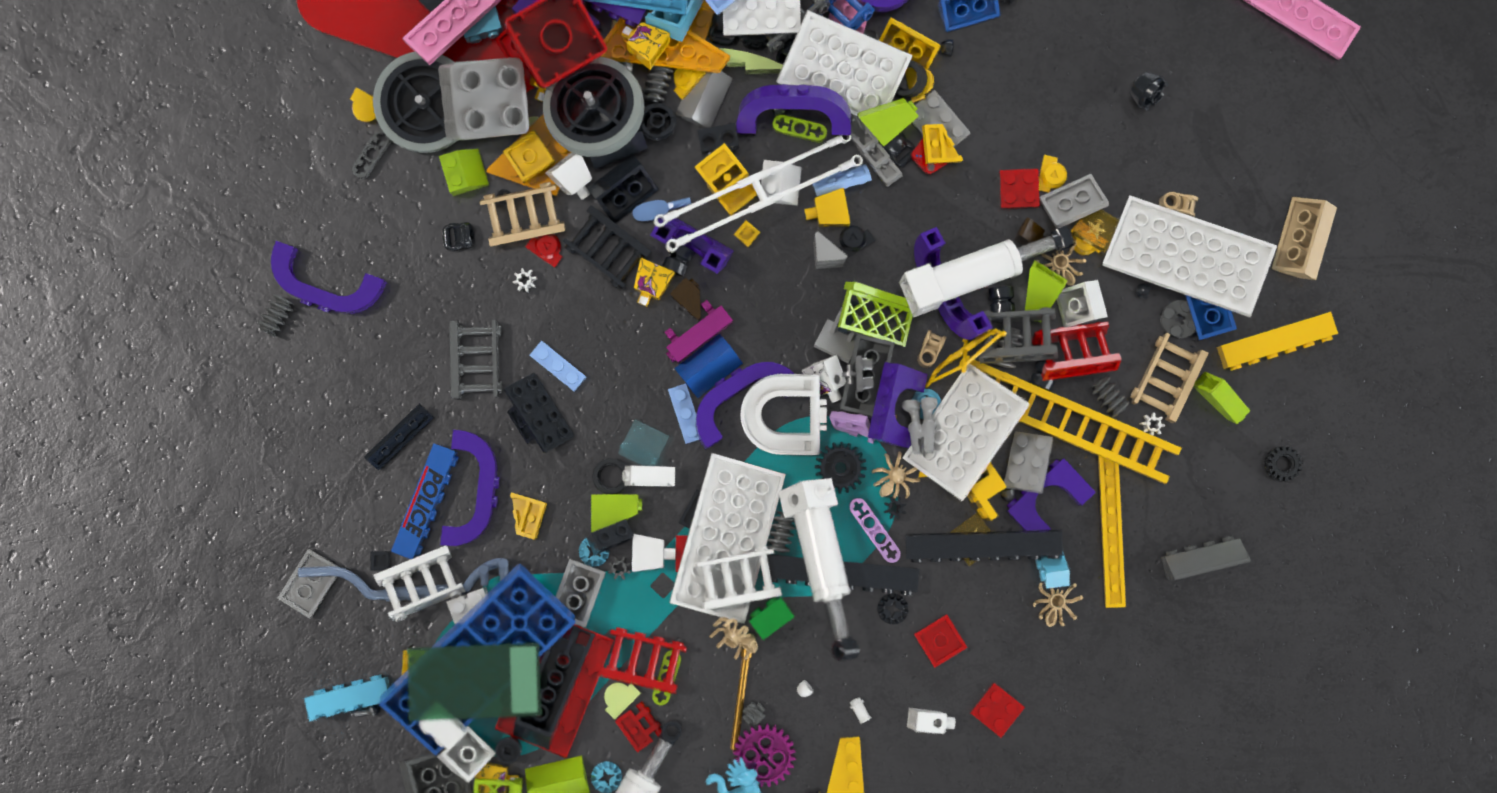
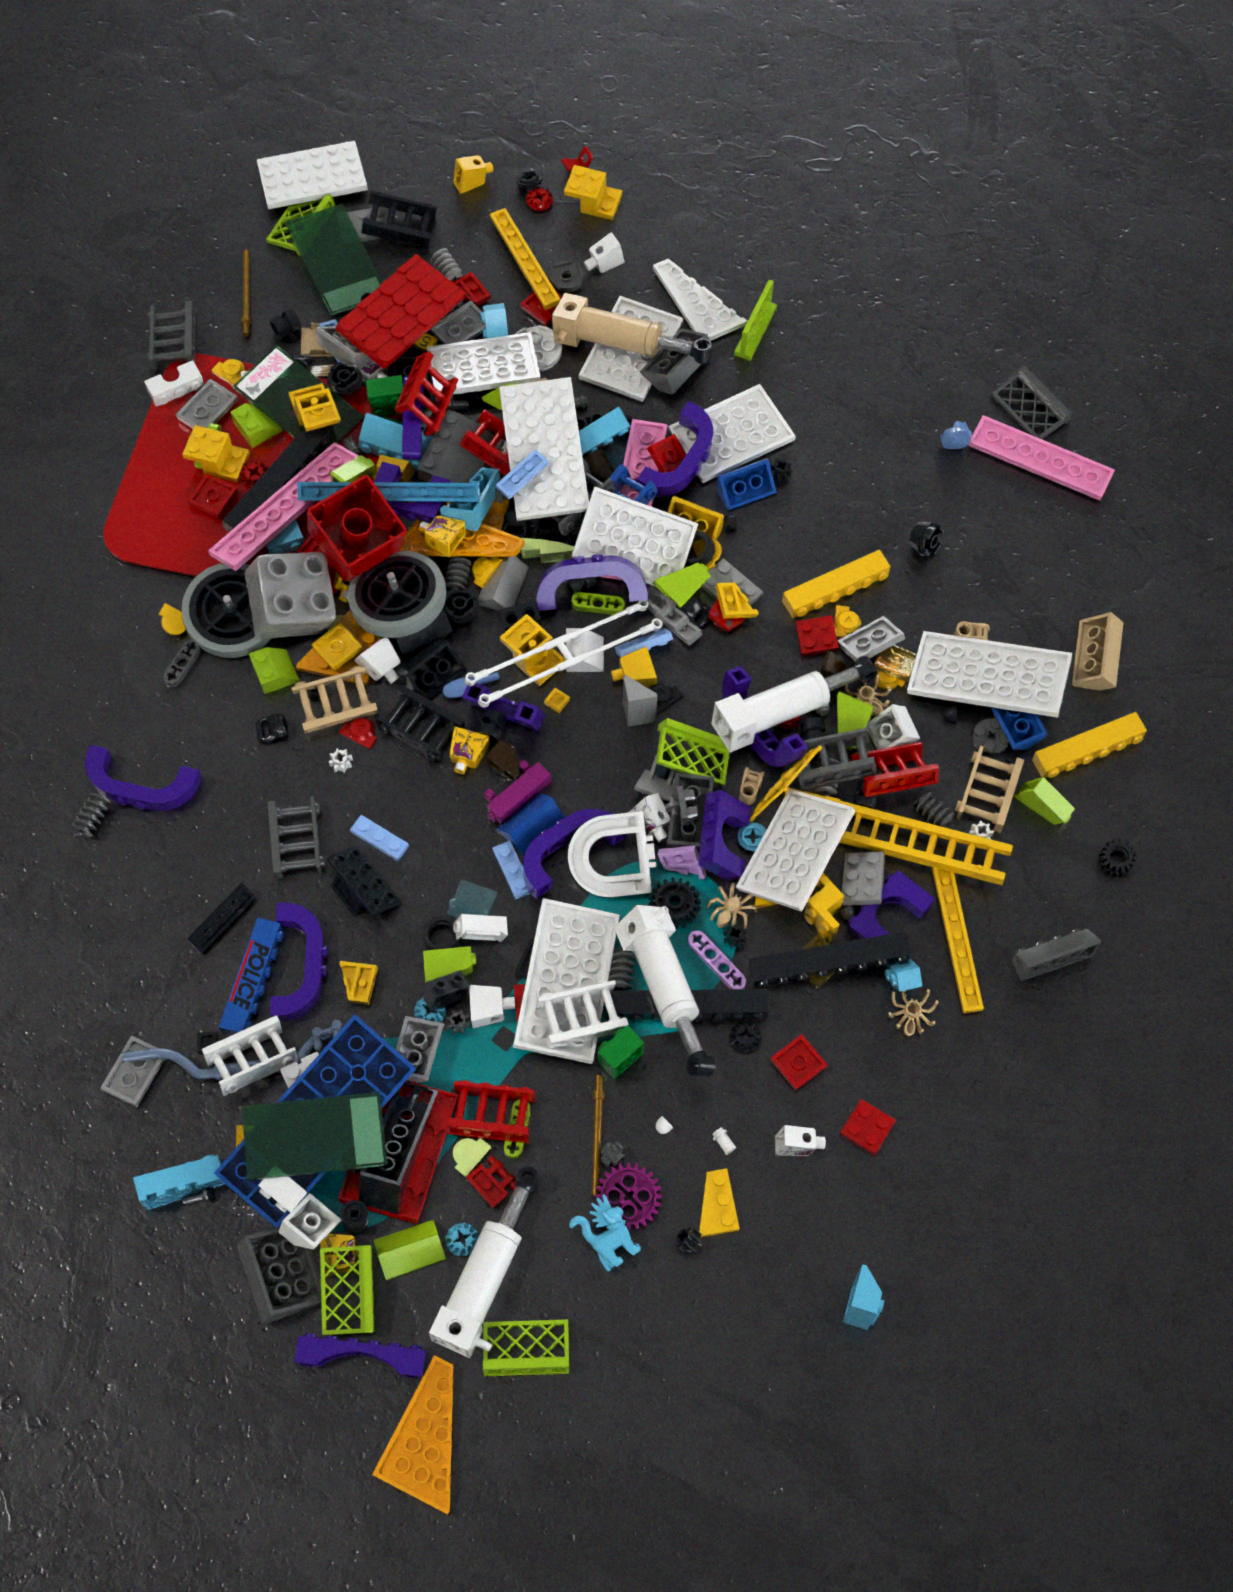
camera: 10 degrees left, 20 degrees down
(734, 637) = (584, 1076): tan animal -> none
(920, 430) = (756, 854): light grey piece -> none
(1047, 132) = (836, 584): none -> yellow brick

